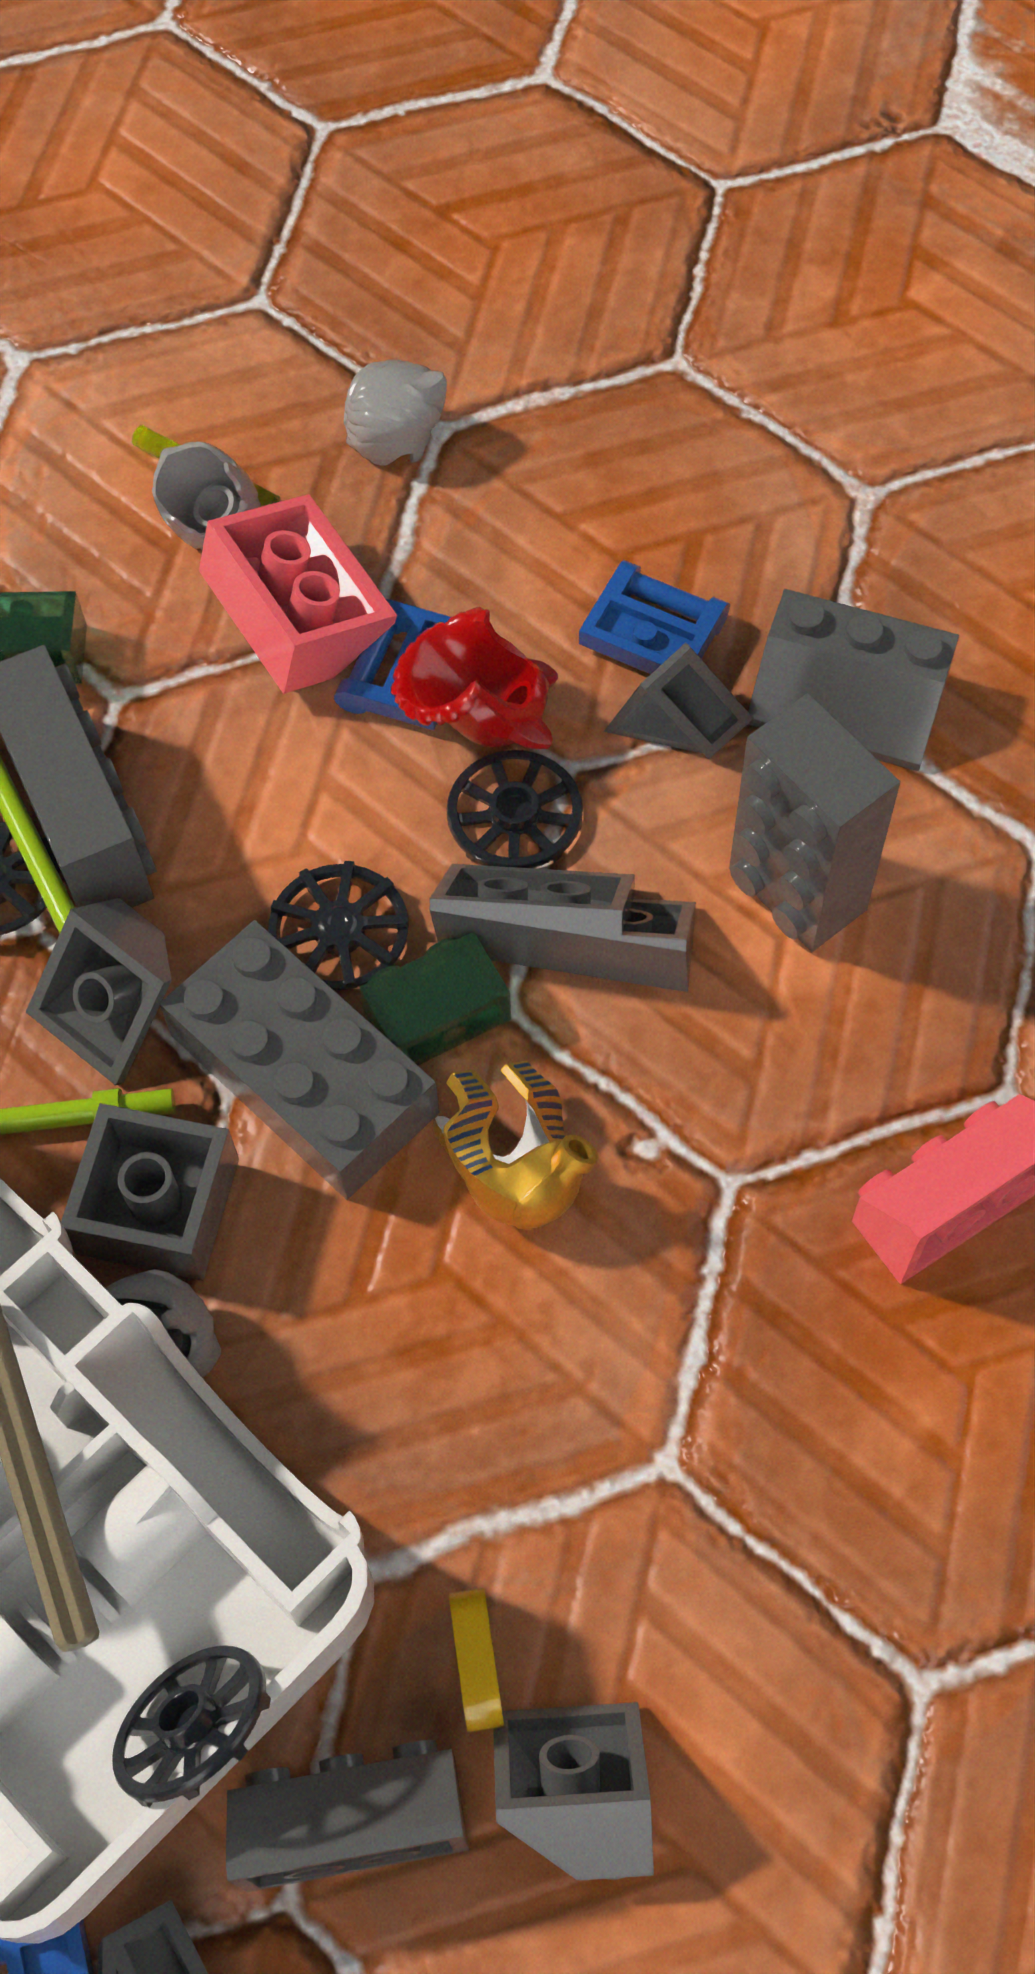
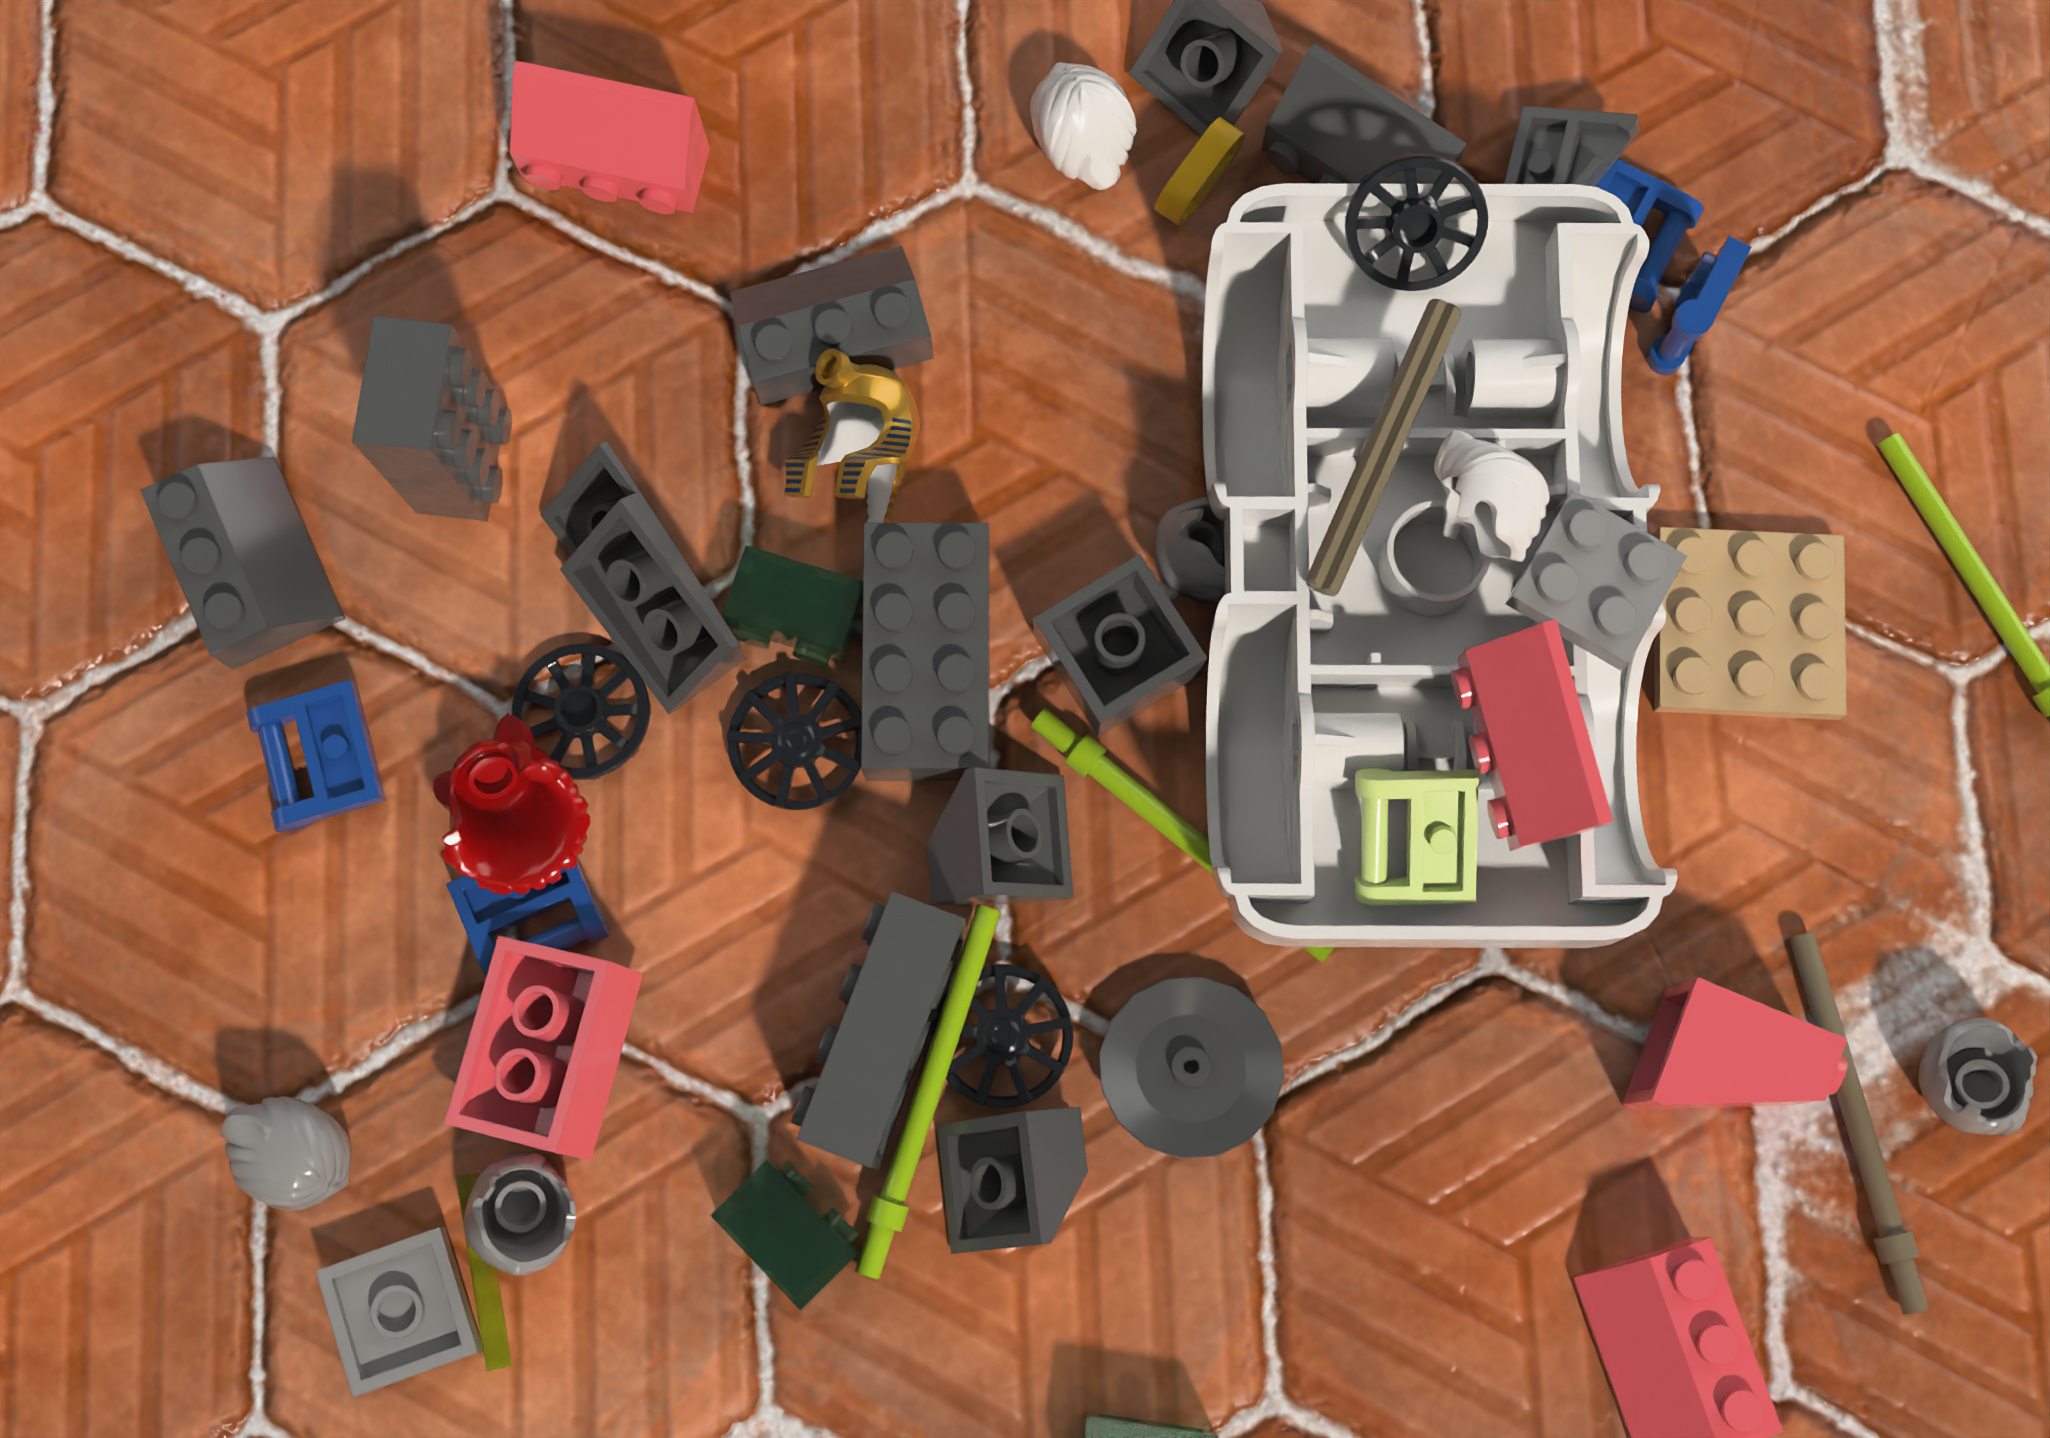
camera: 135 degrees left, 15 degrees up
(232, 404) = (398, 1311): none -> light grey plate
(617, 1594) = (1083, 123): none -> white hair
(643, 1229) = (851, 306): none -> dark grey slope
(682, 707) = (378, 660): dark grey slope -> none

